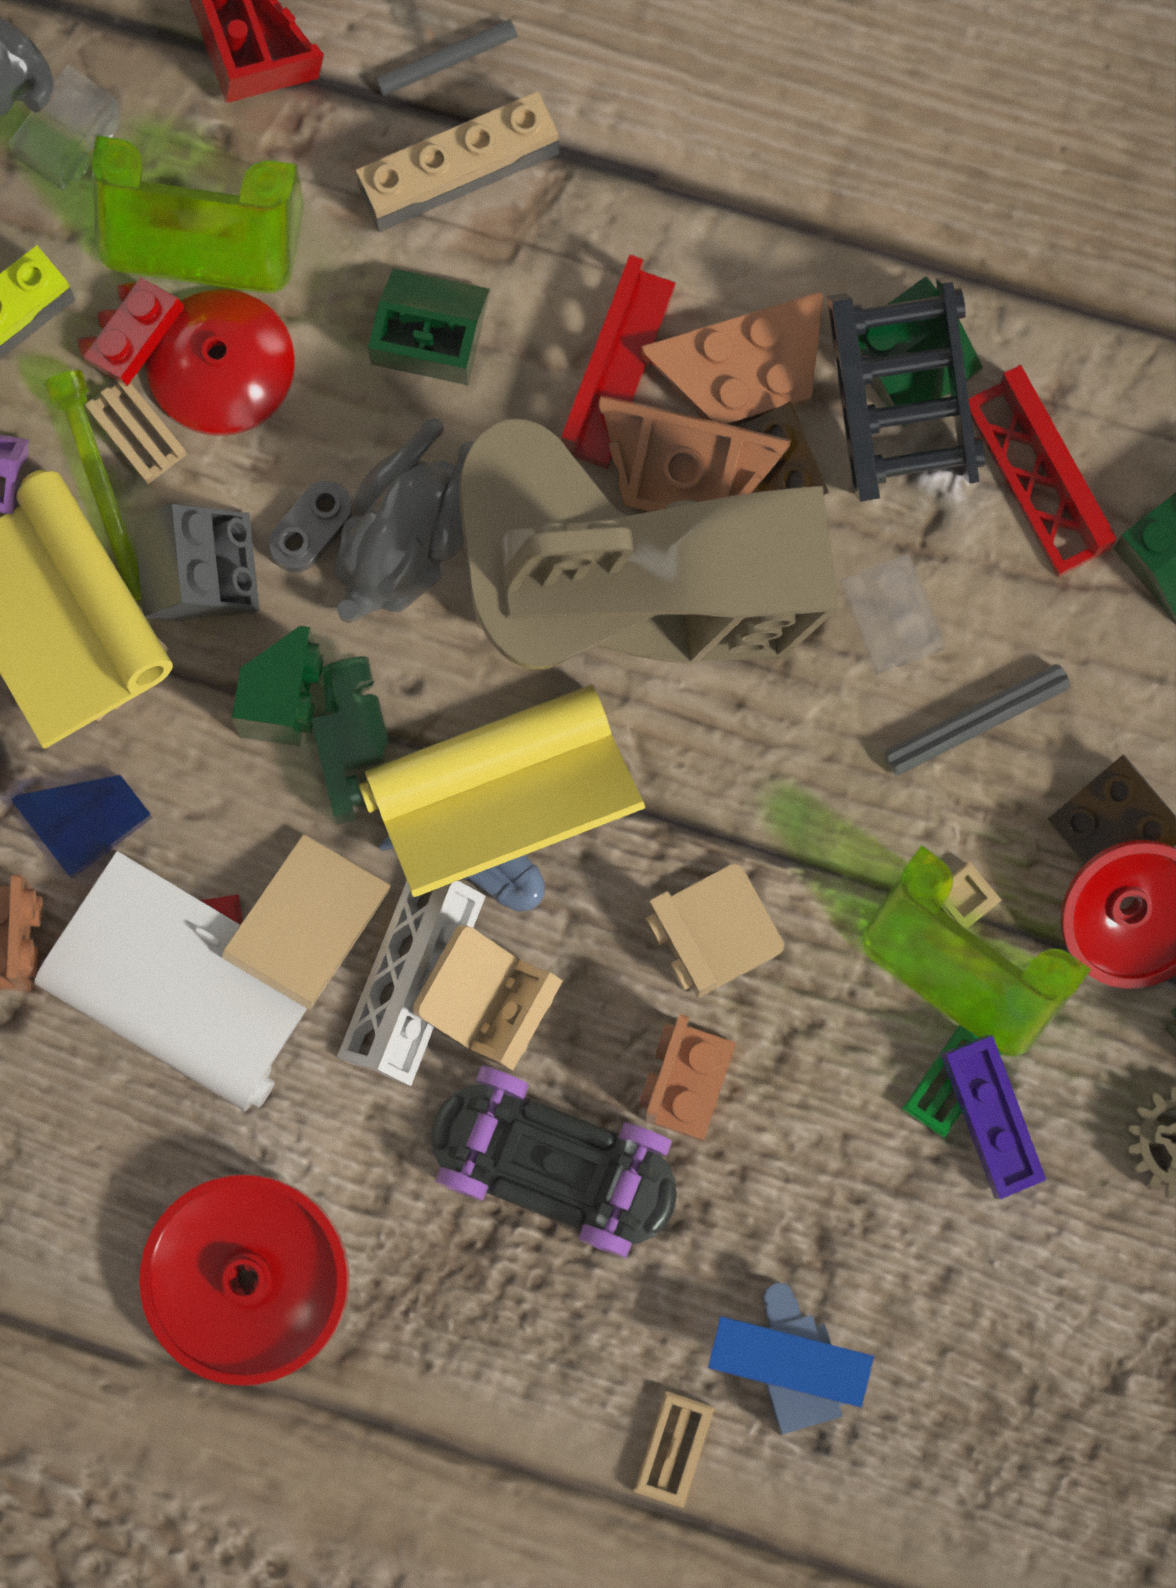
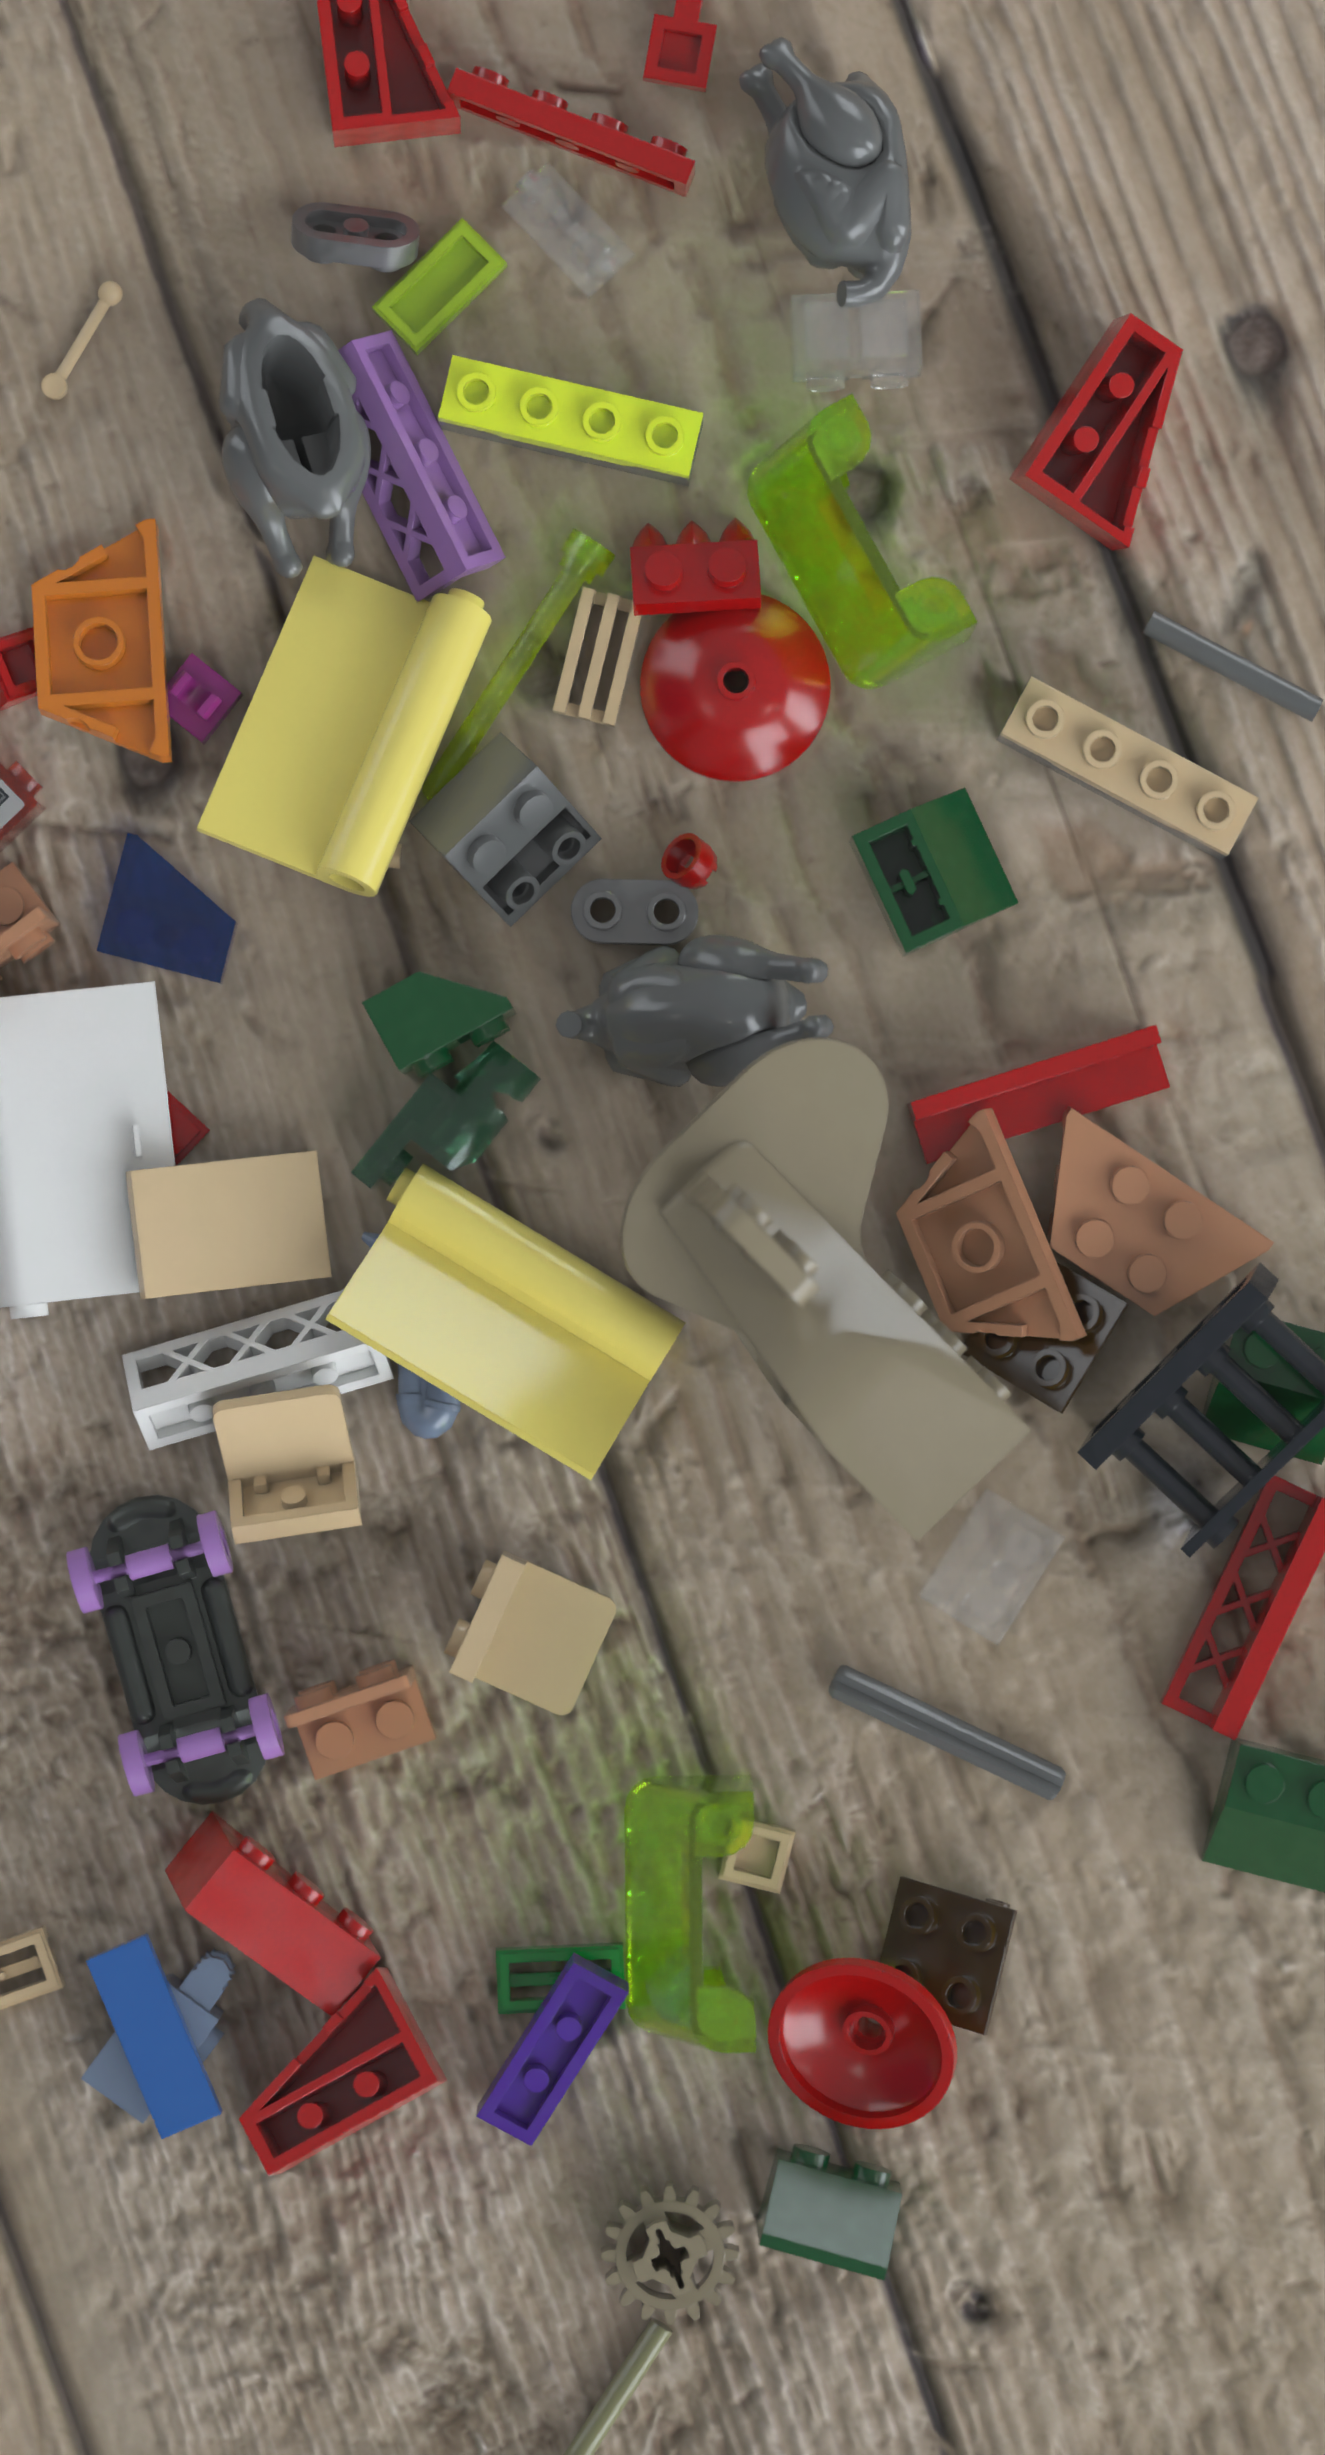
camera: 50 degrees right, 10 degrees up
(302, 458) = (679, 853): none -> red hinge
(769, 1228) = (272, 1915): none -> red wedge
(913, 1264) = (347, 2077): none -> red wedge

